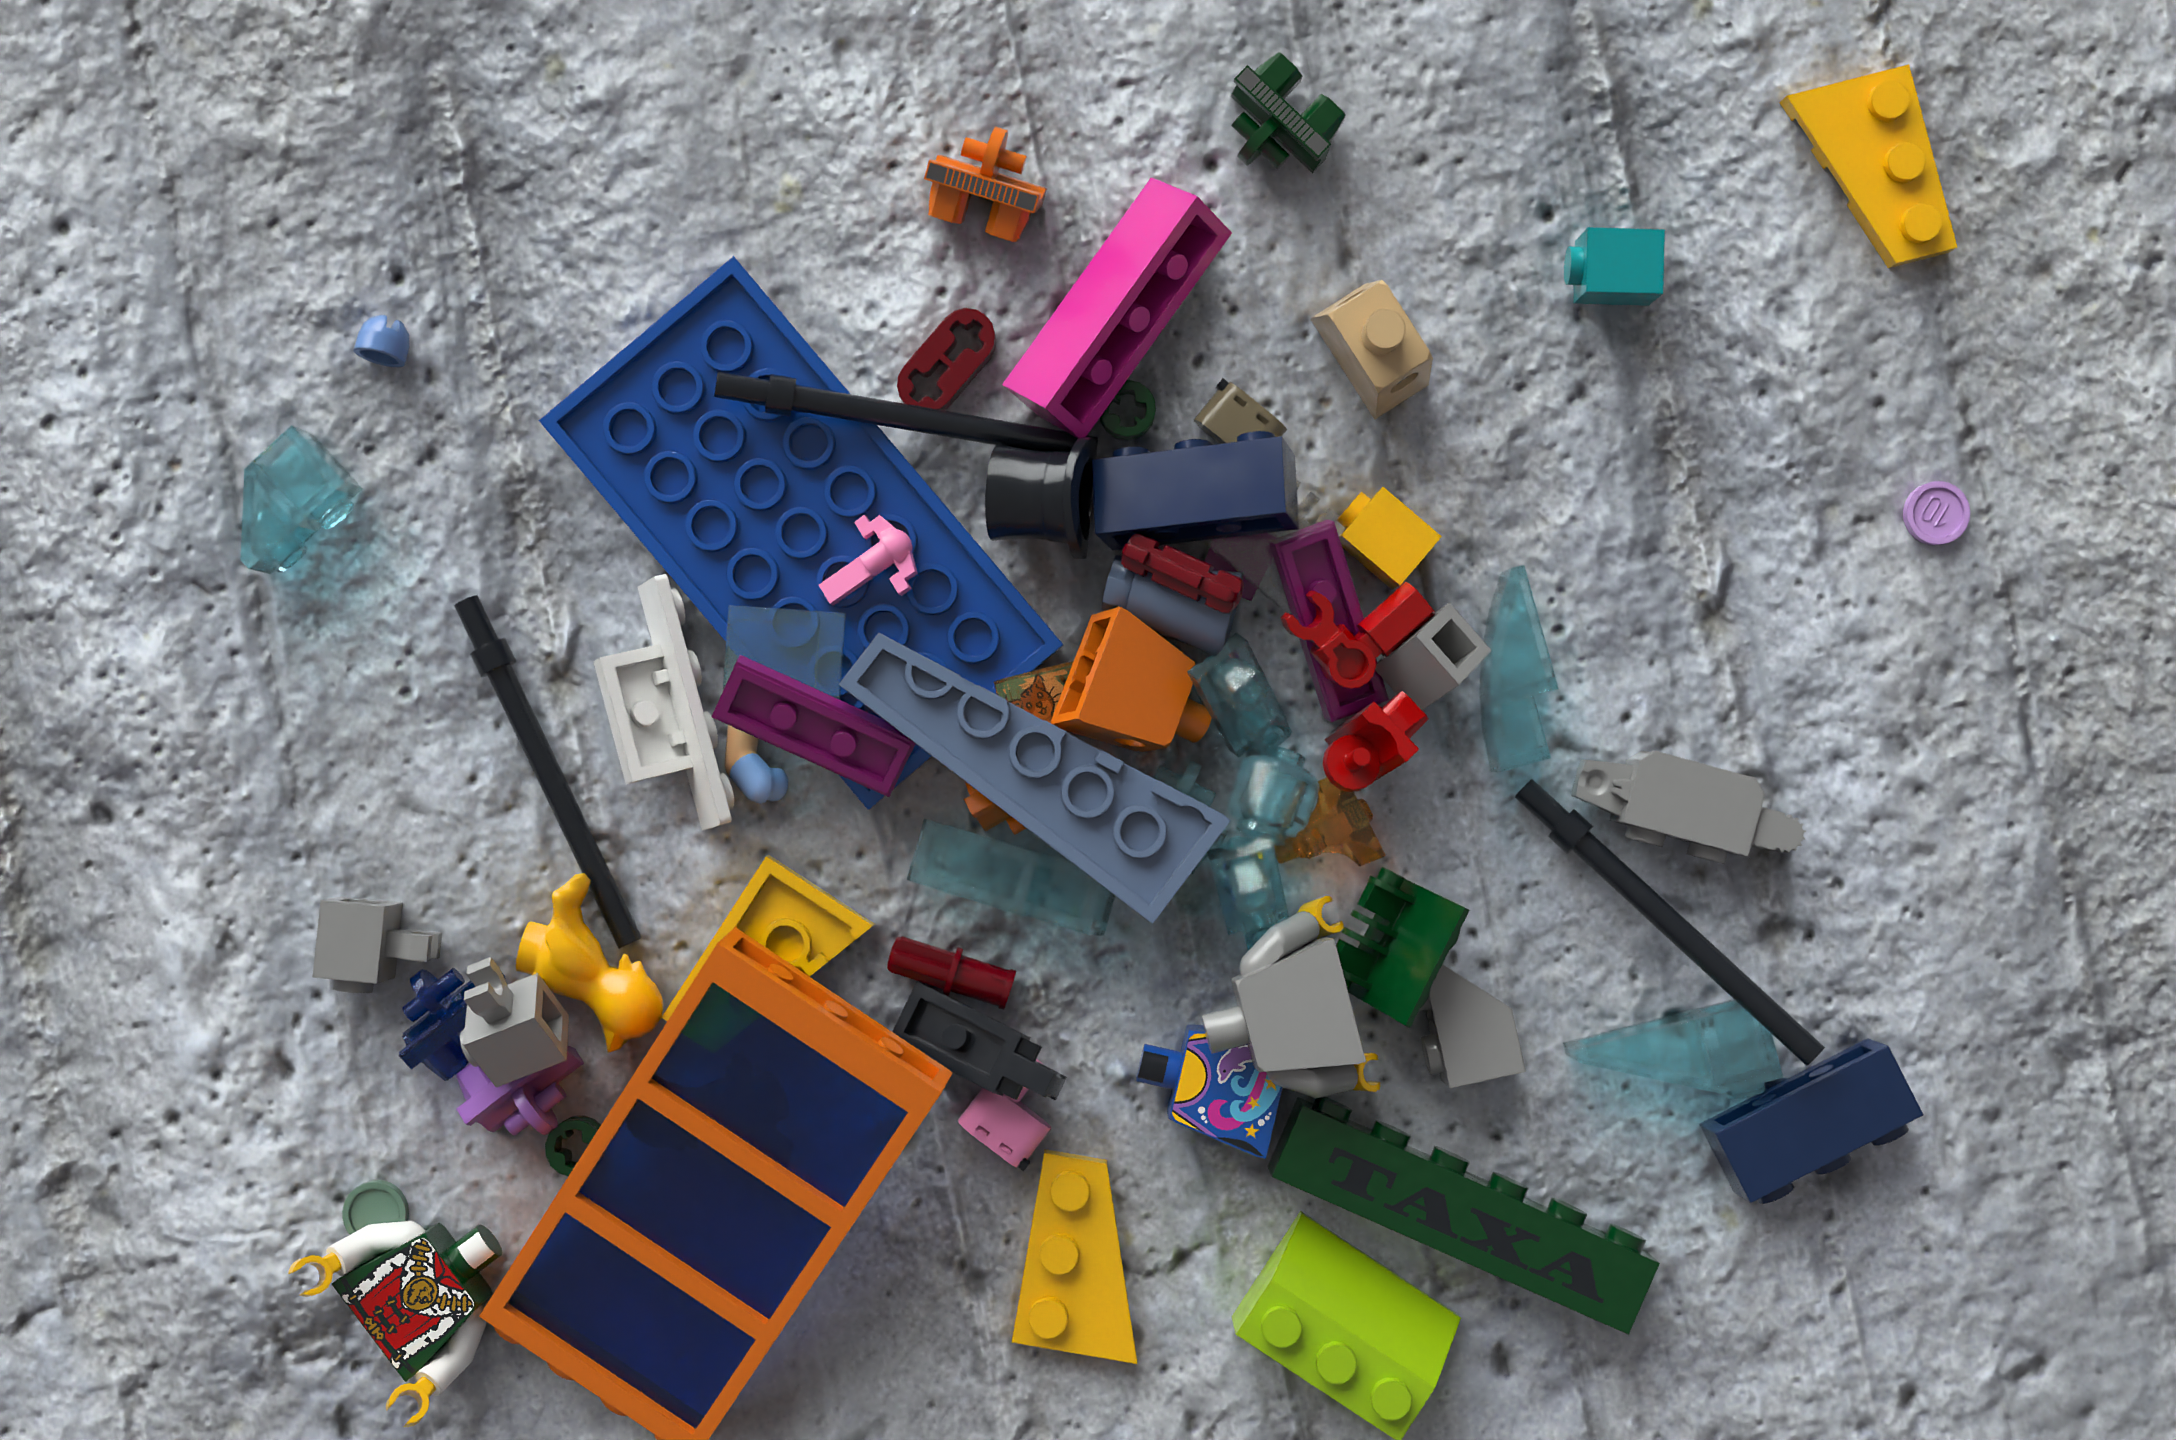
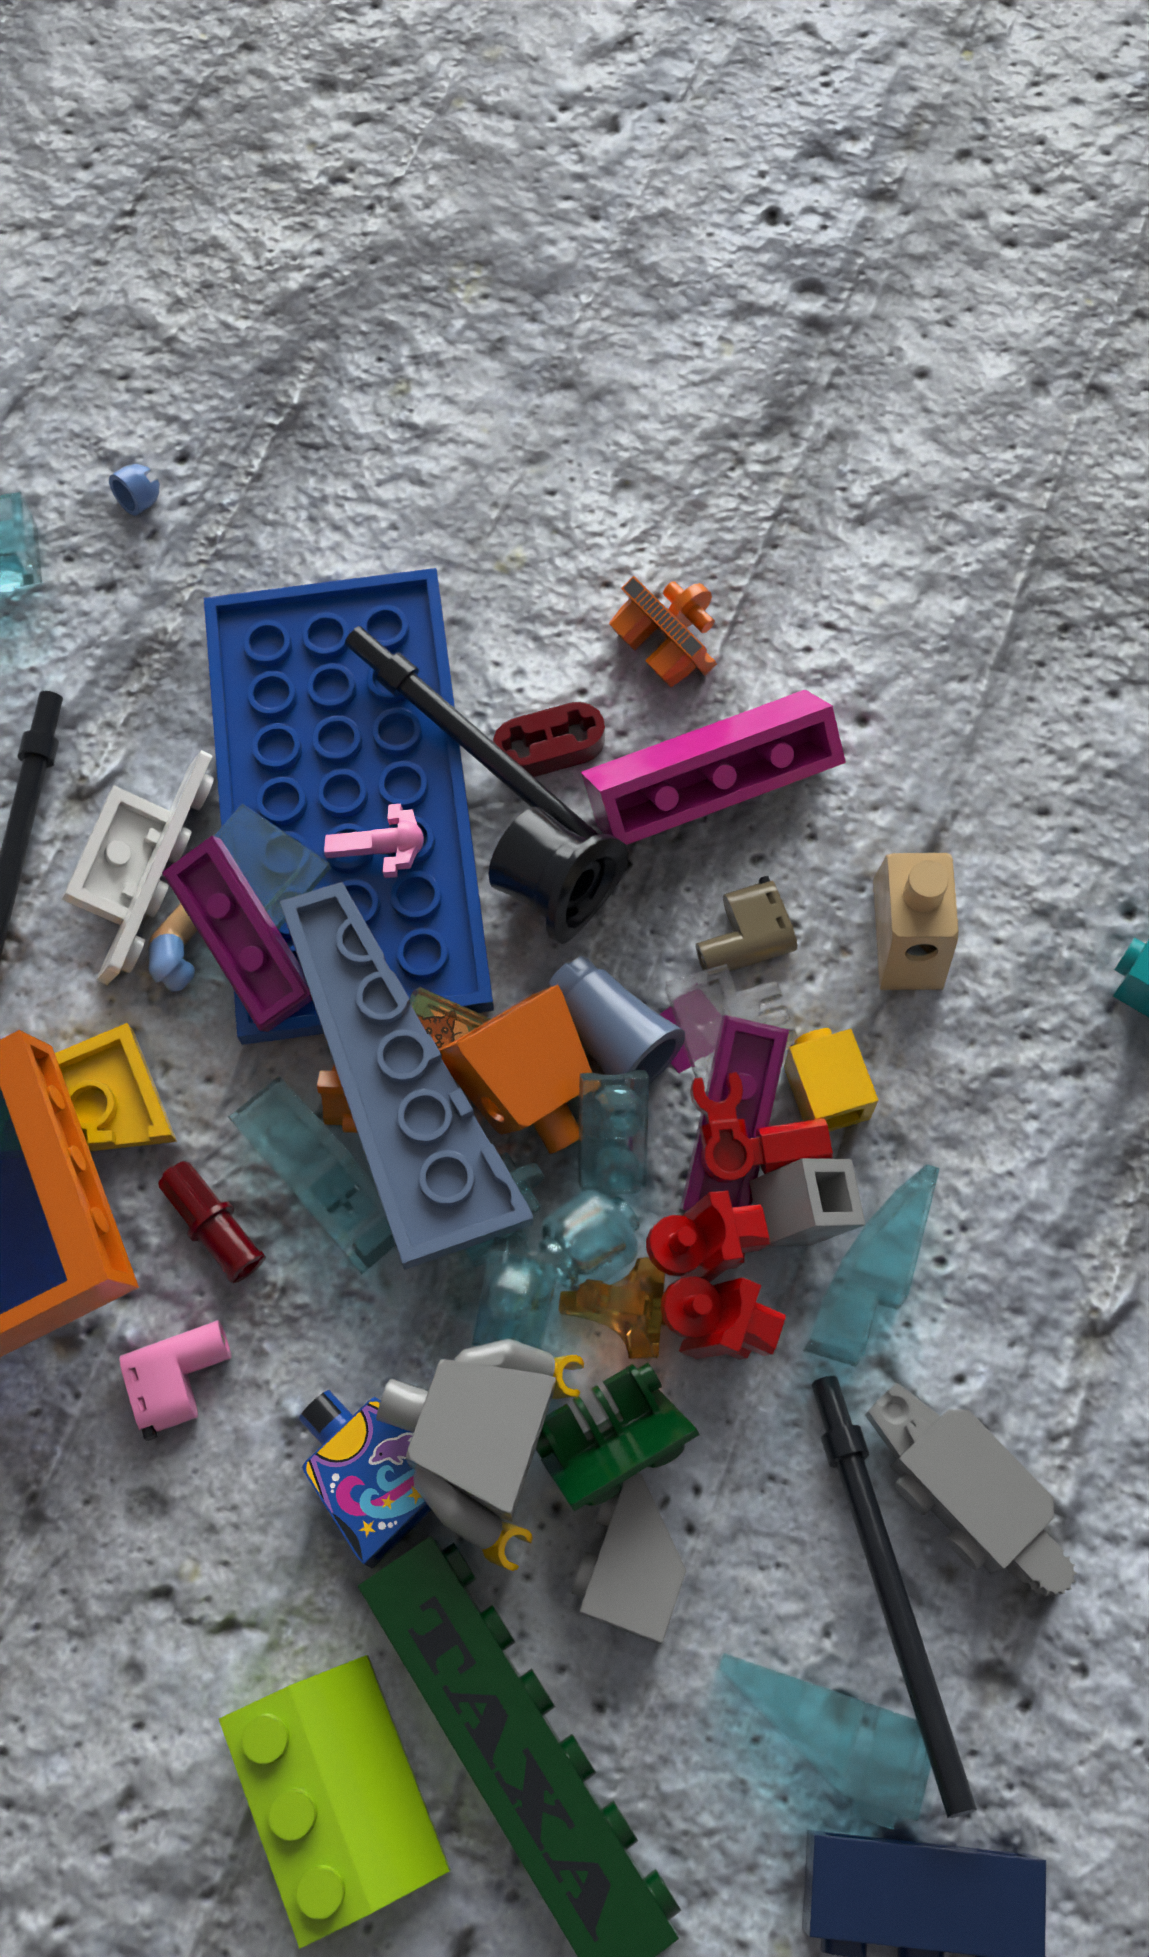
camera: 30 degrees right, 20 degrees down
(975, 1045) = (181, 1292): black hinge -> none
(1073, 1266) = (120, 1569): yellow wing -> none
(1142, 398) = (672, 877): dark green bush -> none
(1182, 573) = (629, 990): dark red axle -> none
(1196, 491) = (685, 941): dark blue brick -> none
(1263, 97) = (932, 712): dark green hips -> none
(1422, 799) = (720, 1318): none -> red hips

